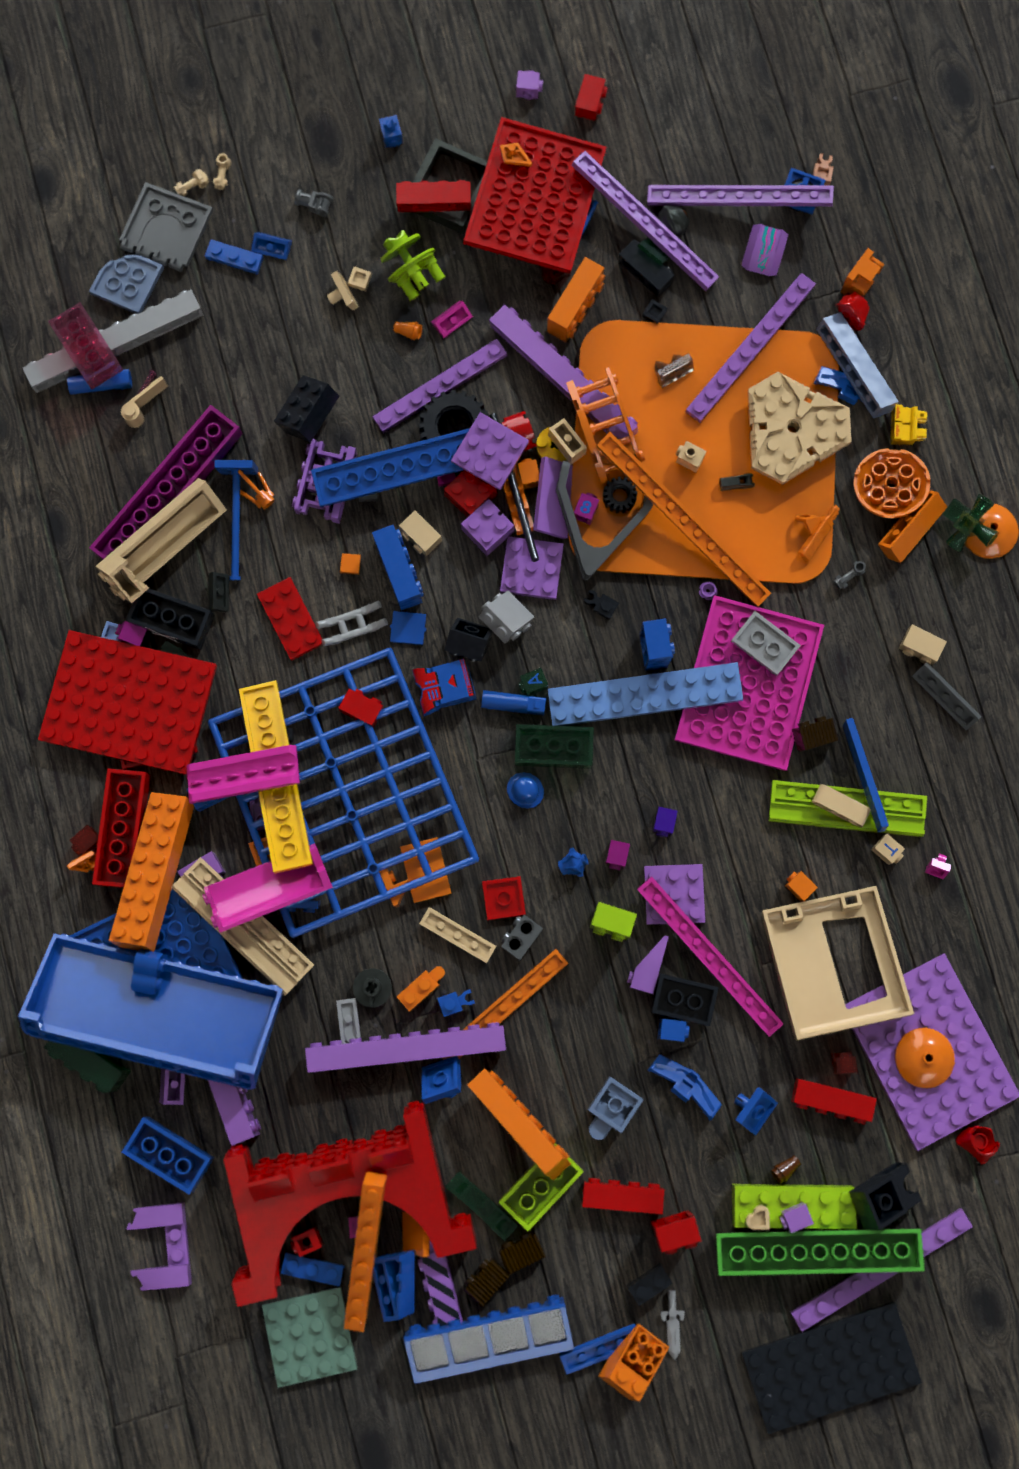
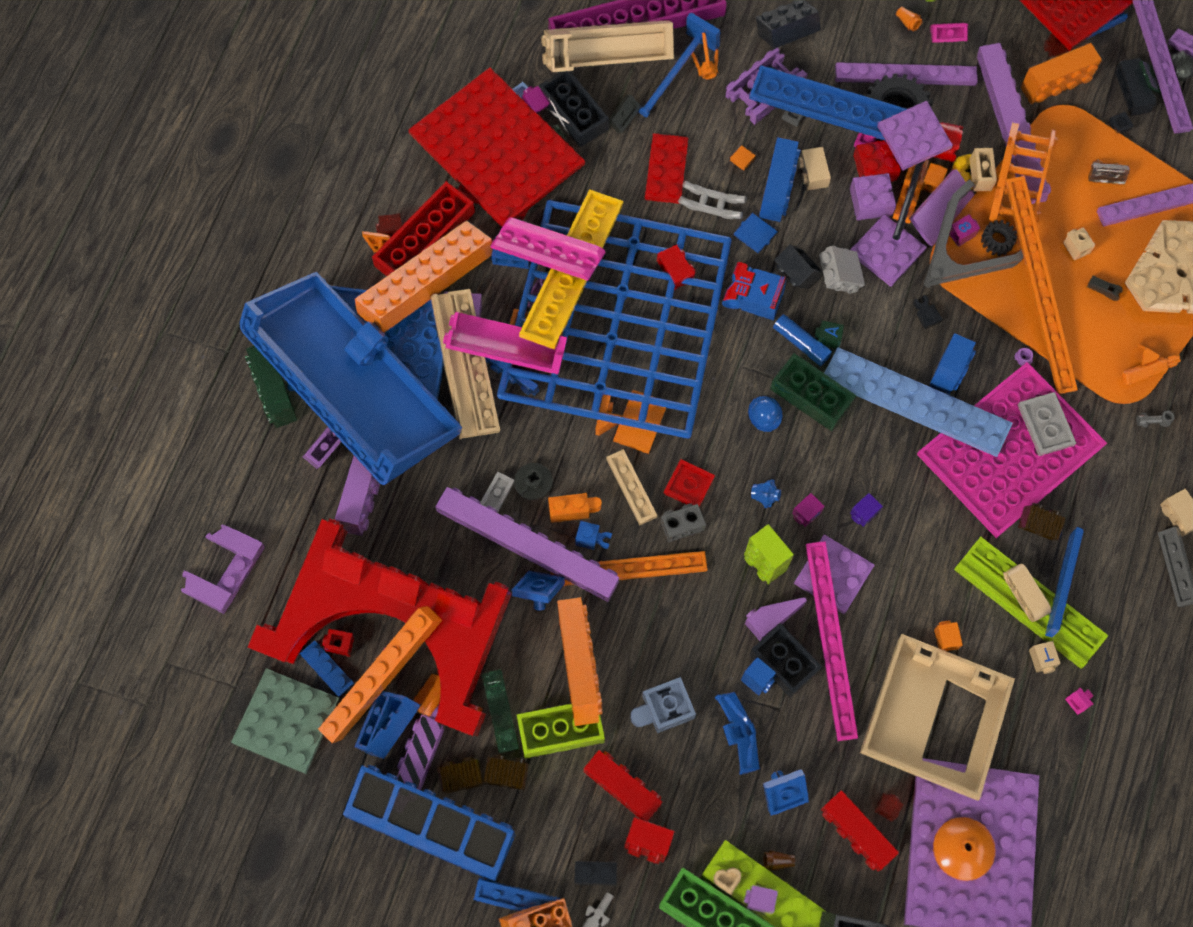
camera: 30 degrees right, 10 degrees down
(168, 1154) = (279, 499): blue brick -> none

